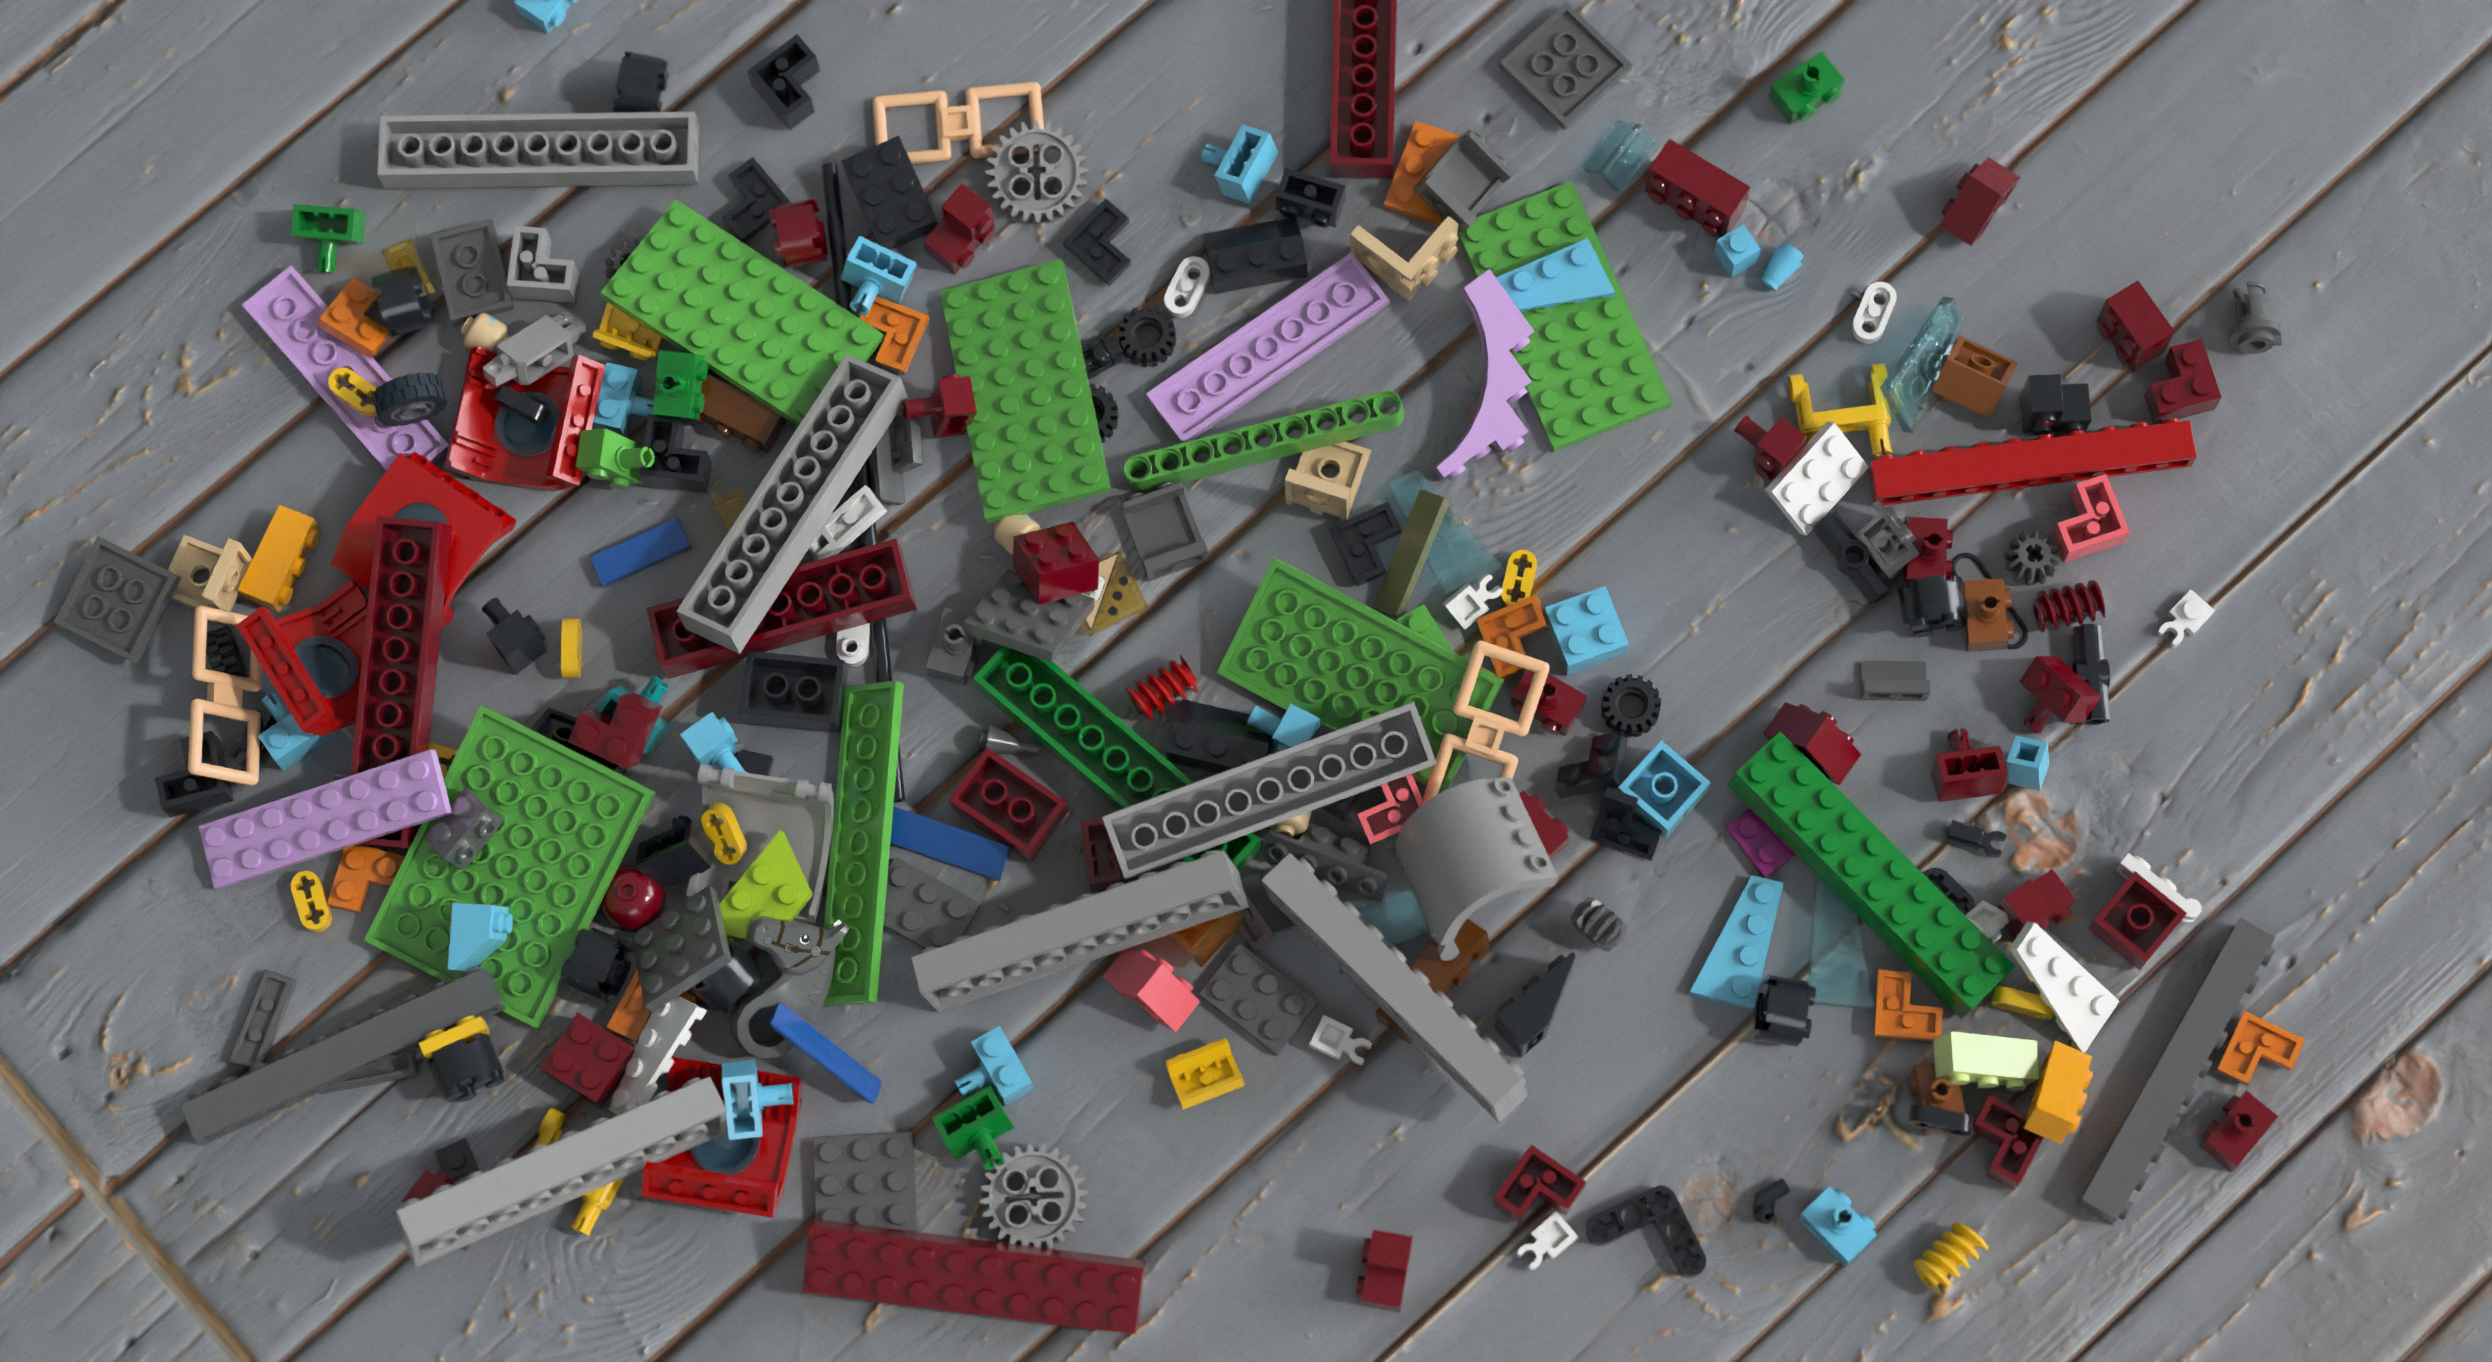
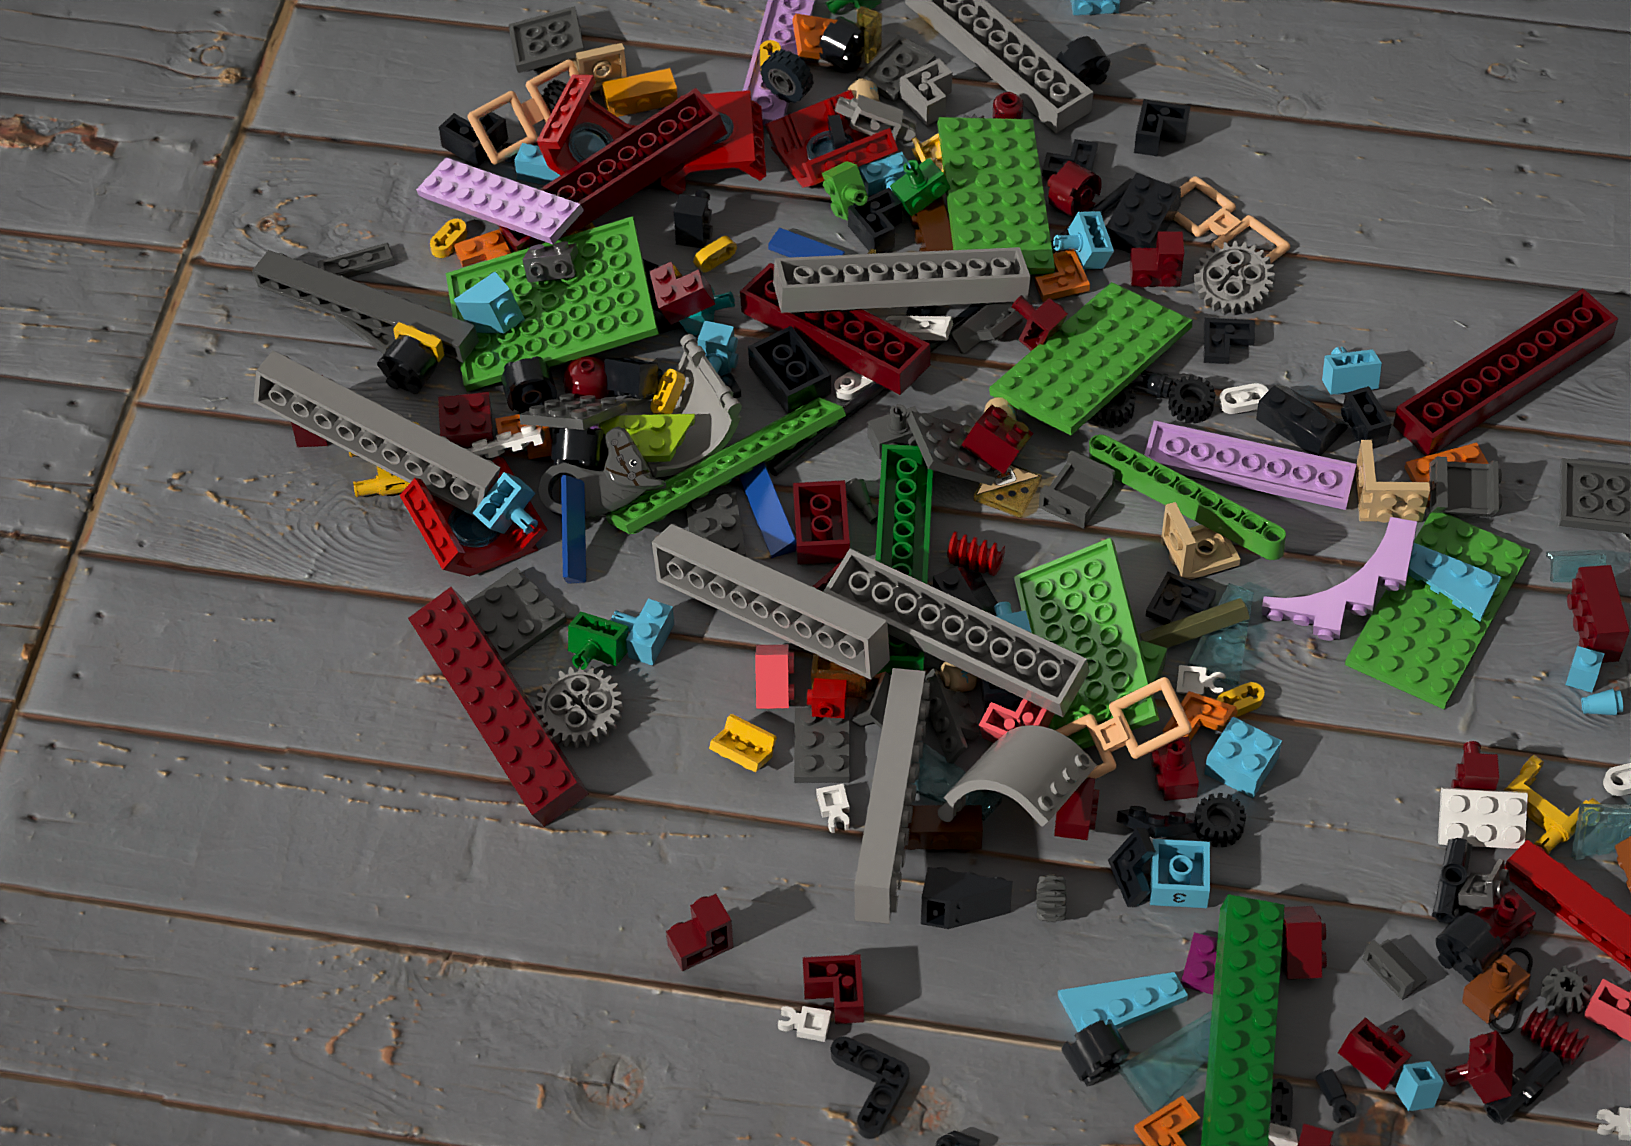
camera: 50 degrees right, 20 degrees down
(633, 209) = (1008, 106): none -> dark red head
(1225, 958) = (828, 698): none -> red brick

